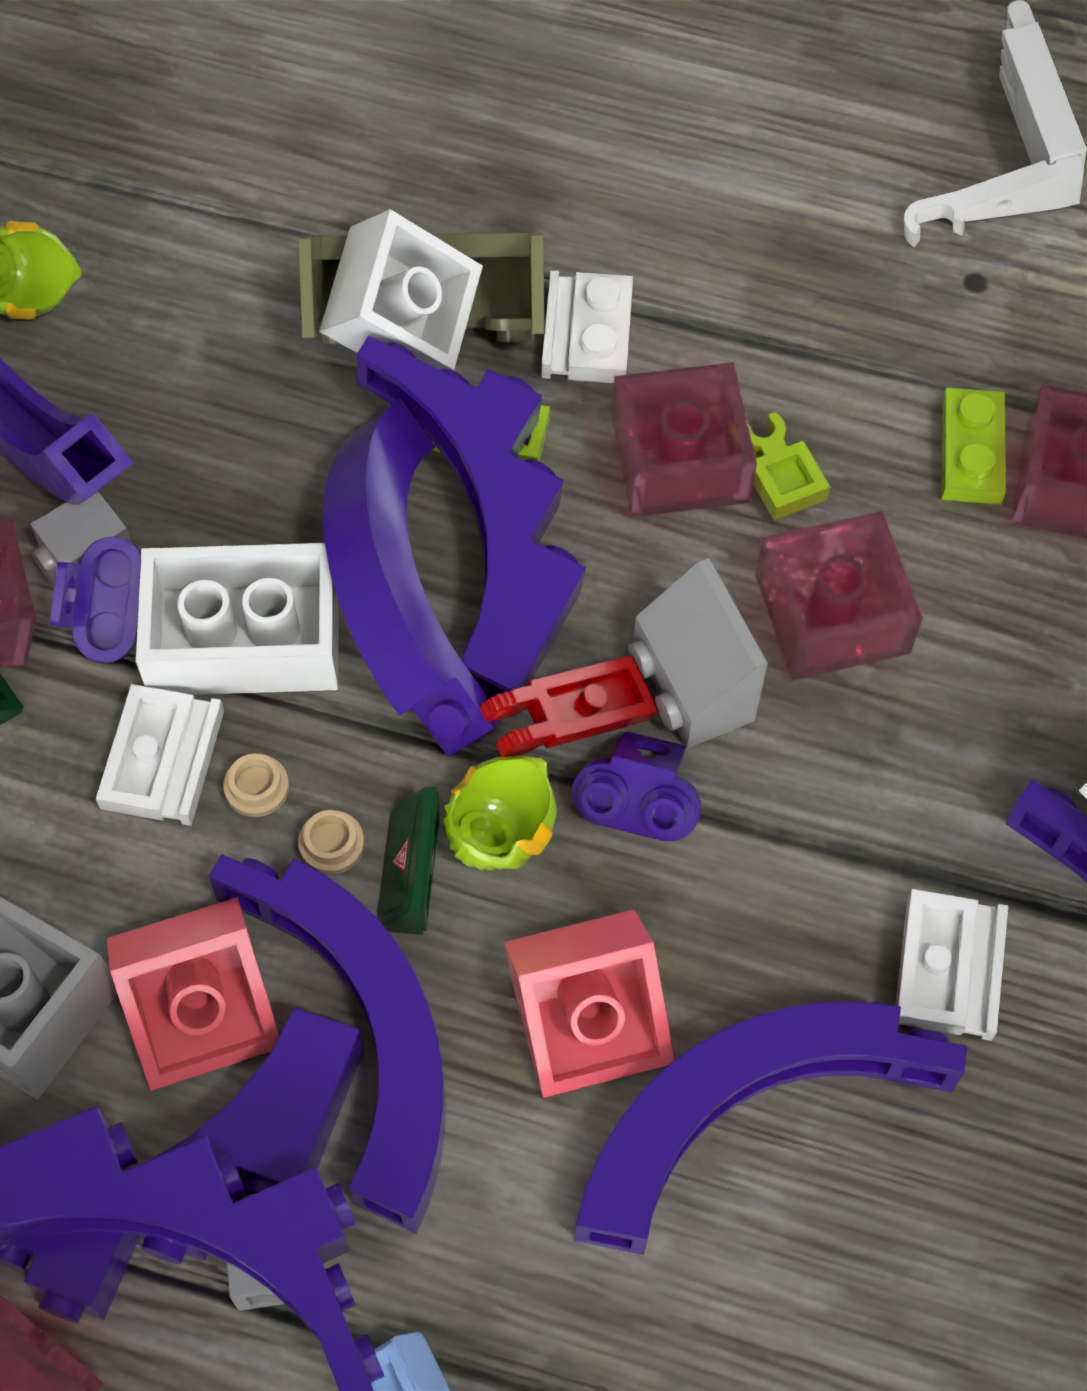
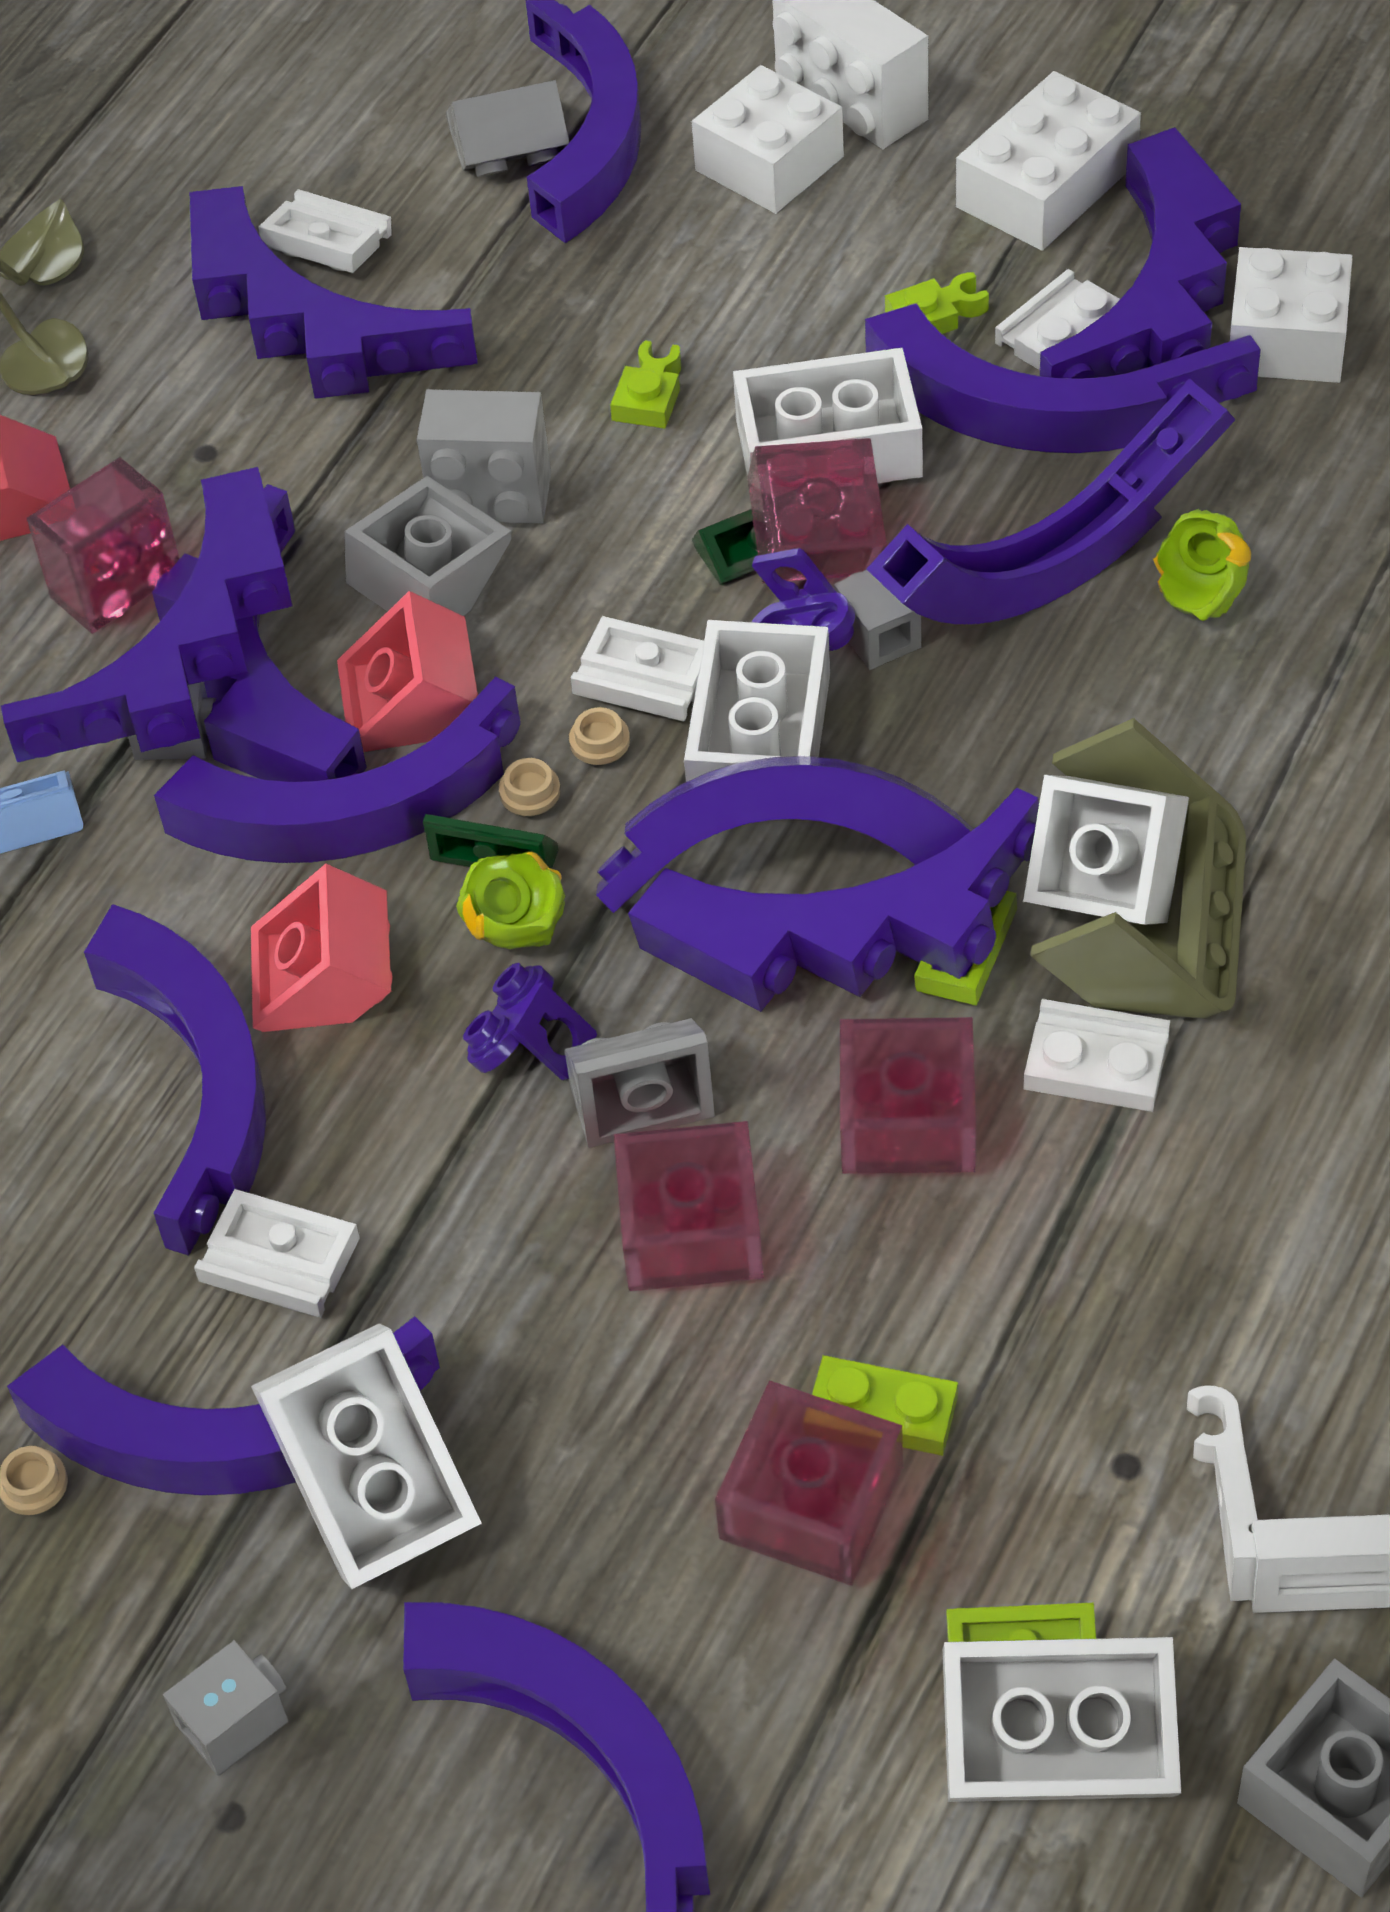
camera: 105 degrees right, 10 degrees down
(573, 706) = (610, 963): red hinge -> none
(784, 474) = (866, 1204): lime plate -> none

